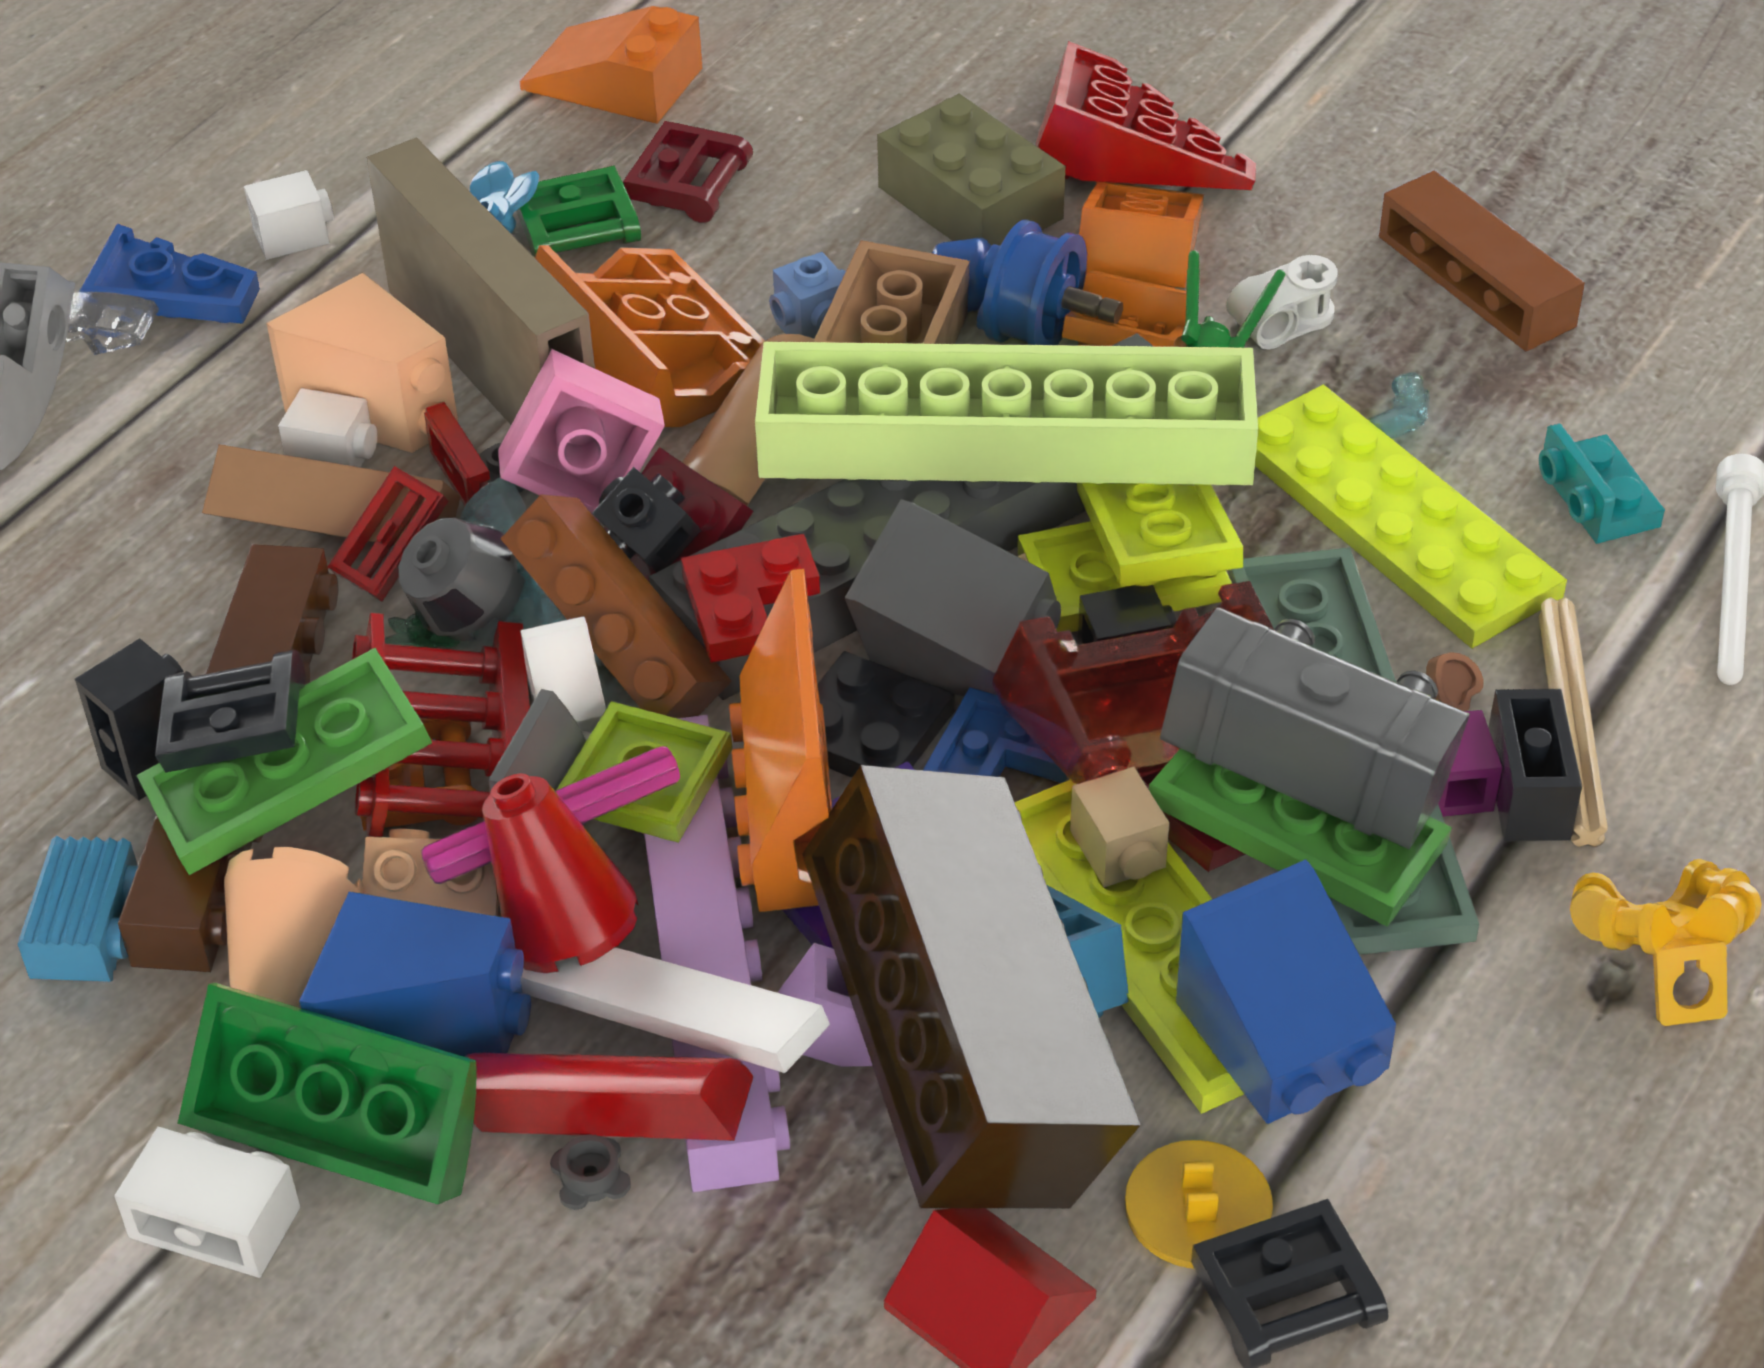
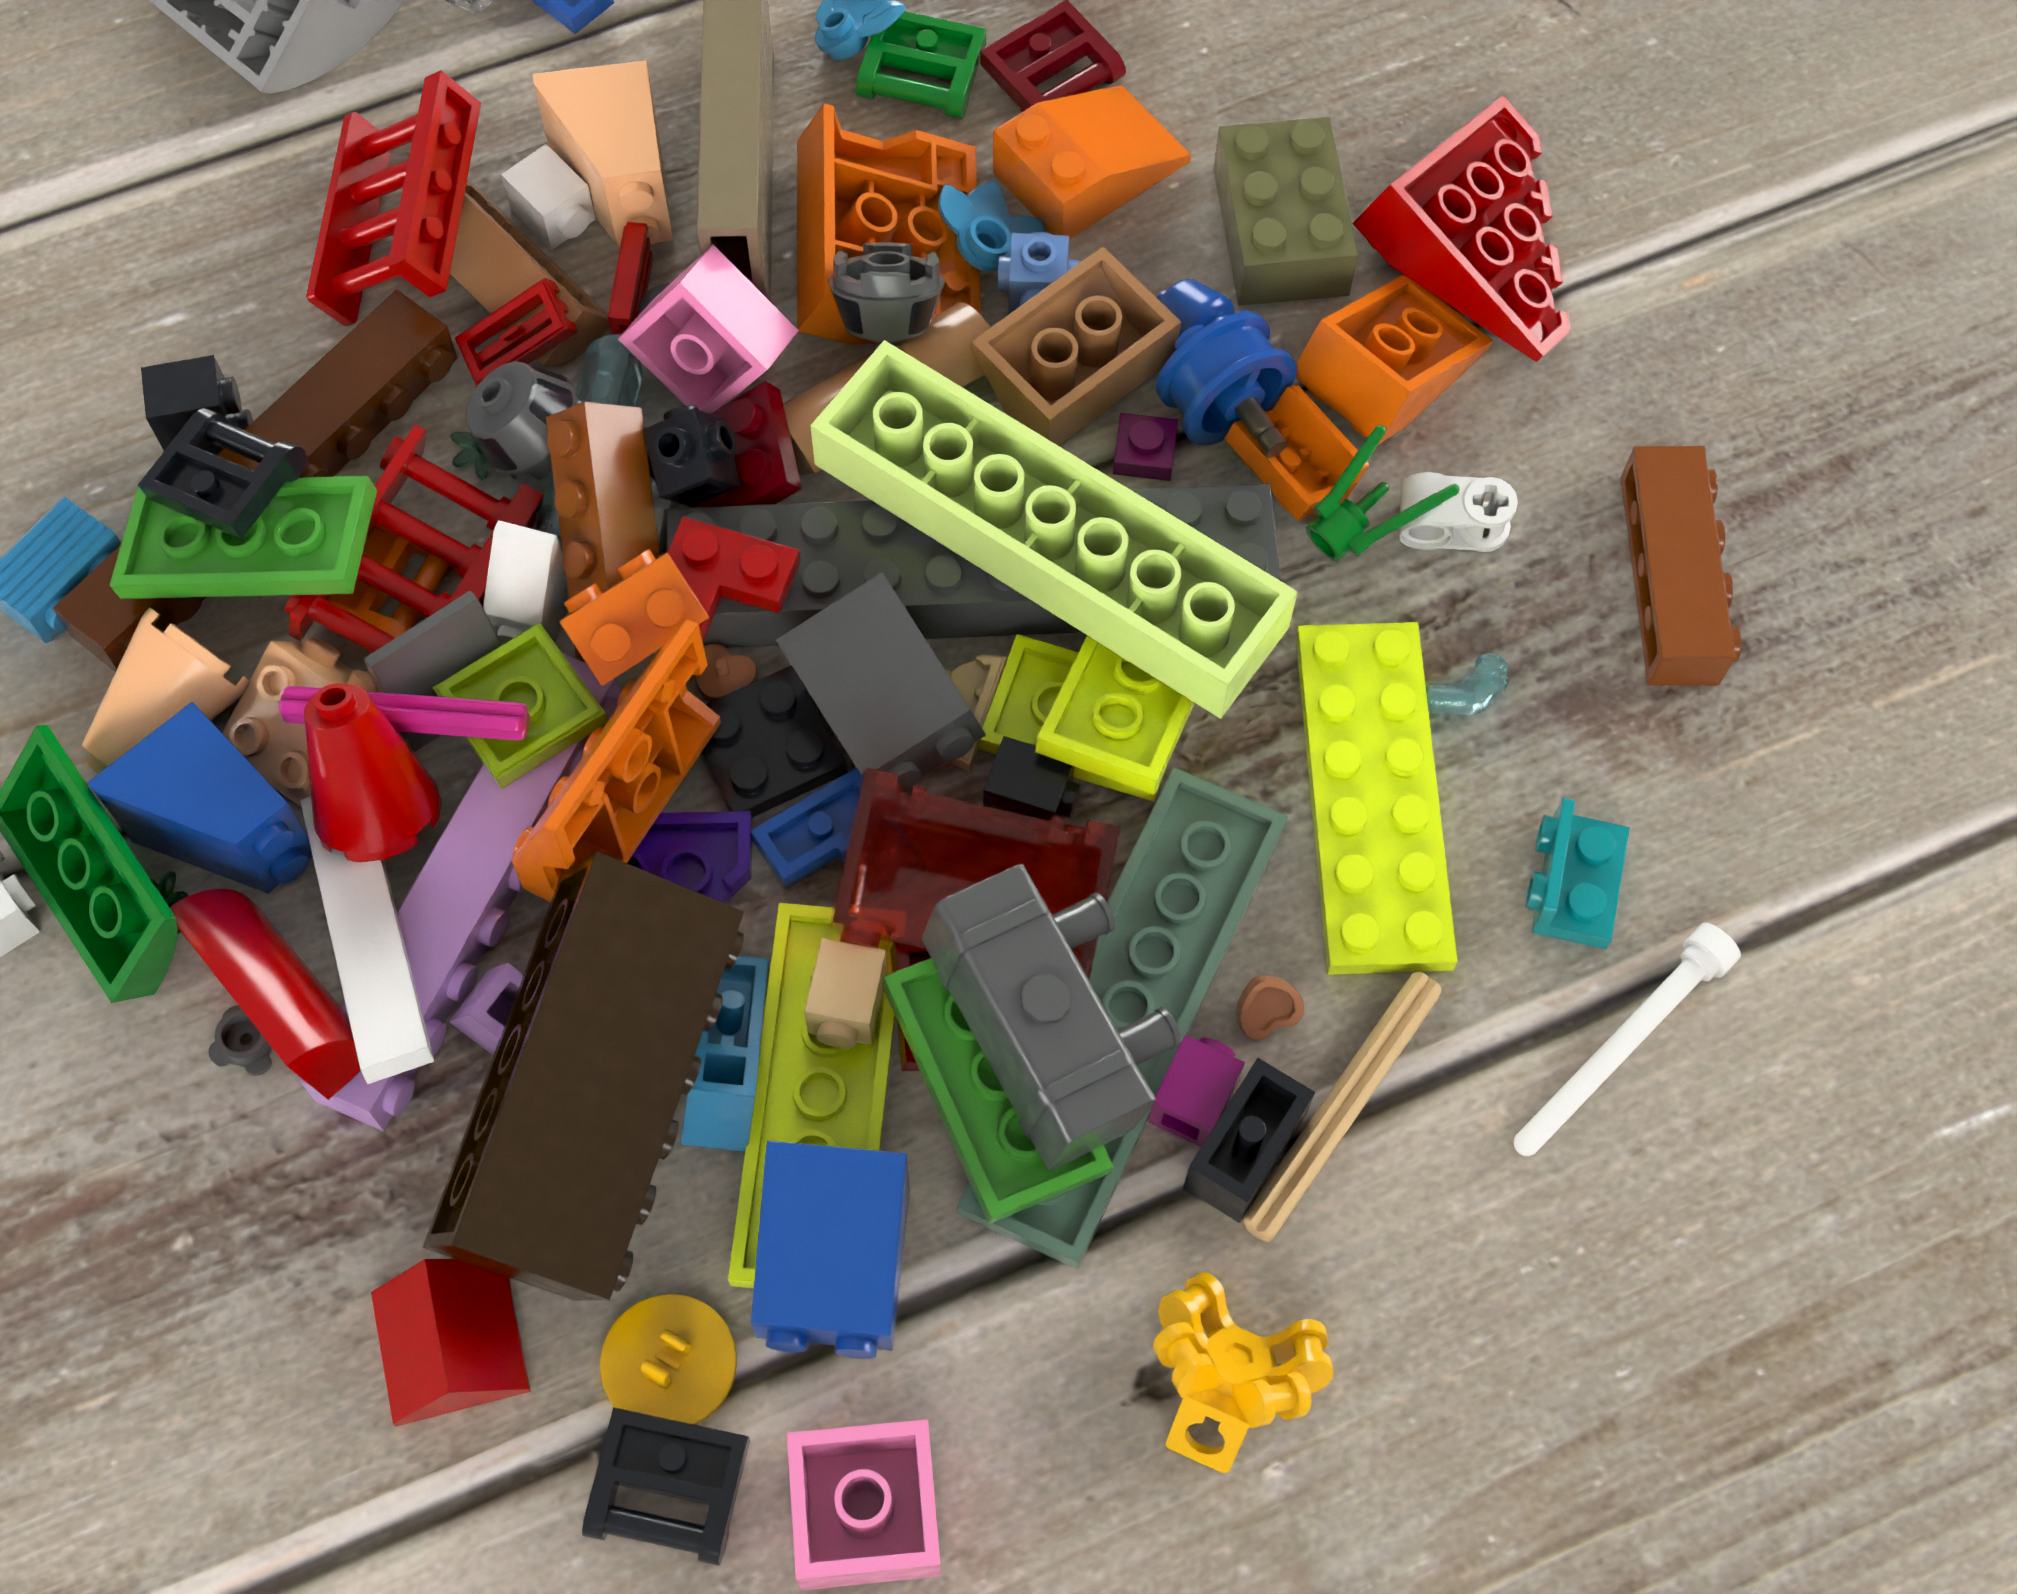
camera: 30 degrees right, 20 degrees up
(241, 463) = (428, 208): none -> red fence
(709, 634) = (631, 617): none -> orange bracket
(710, 344) = (886, 291): none -> dark grey cone
(740, 296) = (983, 223): none -> dark azure plate
(767, 218) = (1083, 157): none -> orange slope
(1476, 1183) = (863, 1505): none -> bright pink brick

